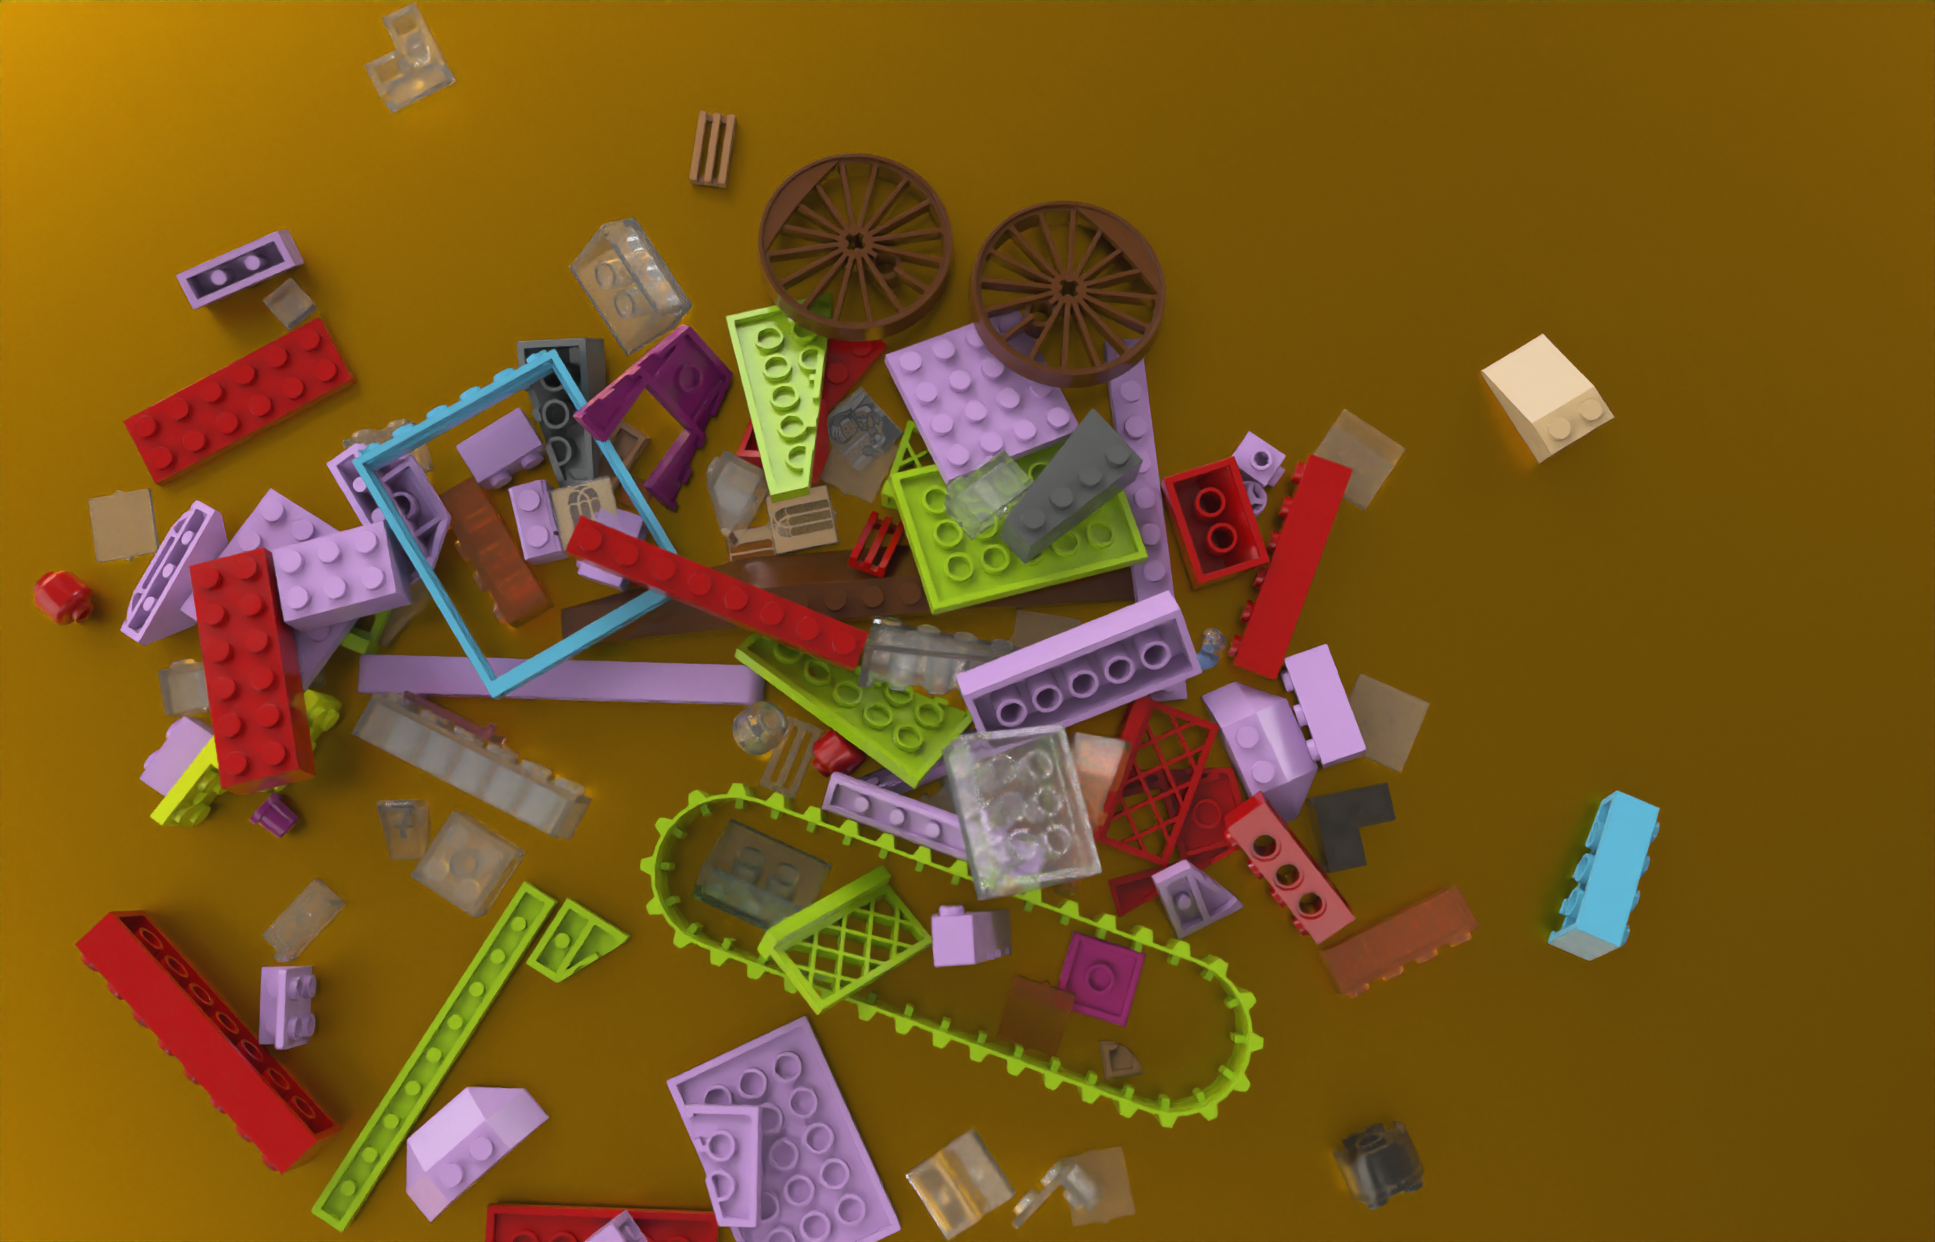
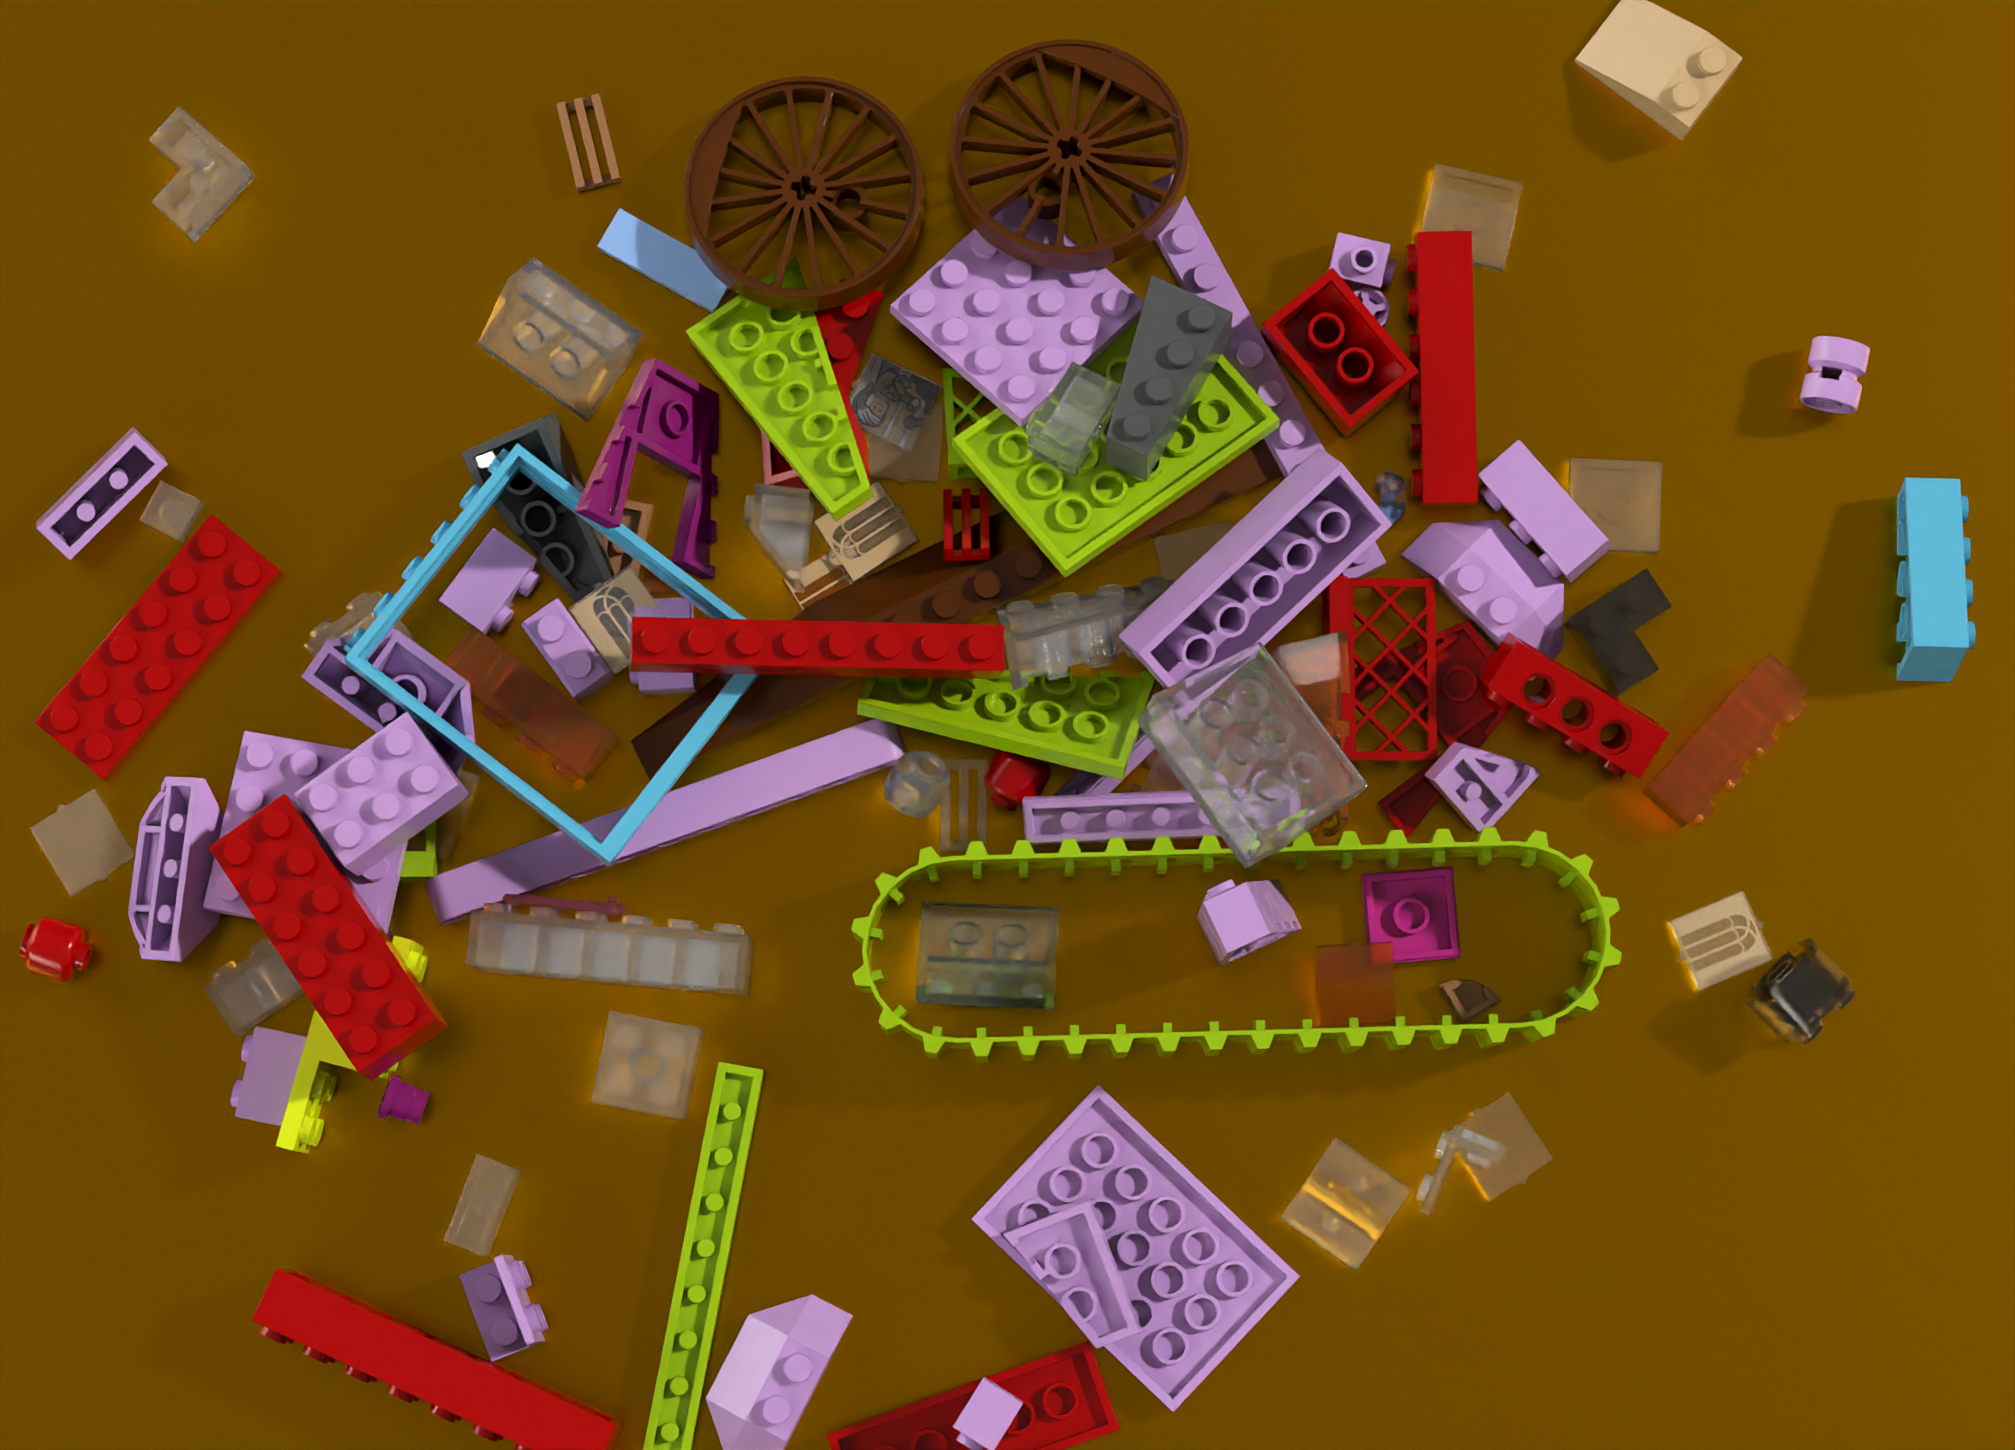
camera: 20 degrees left, 0 degrees up
(406, 827) = (559, 1055): clear slope -> none
(574, 942) = (803, 1107): lime wing -> none
(731, 257) = (662, 260): none -> light blue tile
(822, 918) = (1078, 961): lime fence -> none
(1332, 1093) = (1721, 940): none -> clear piece
(1597, 677) = (1835, 359): none -> lavender wheel

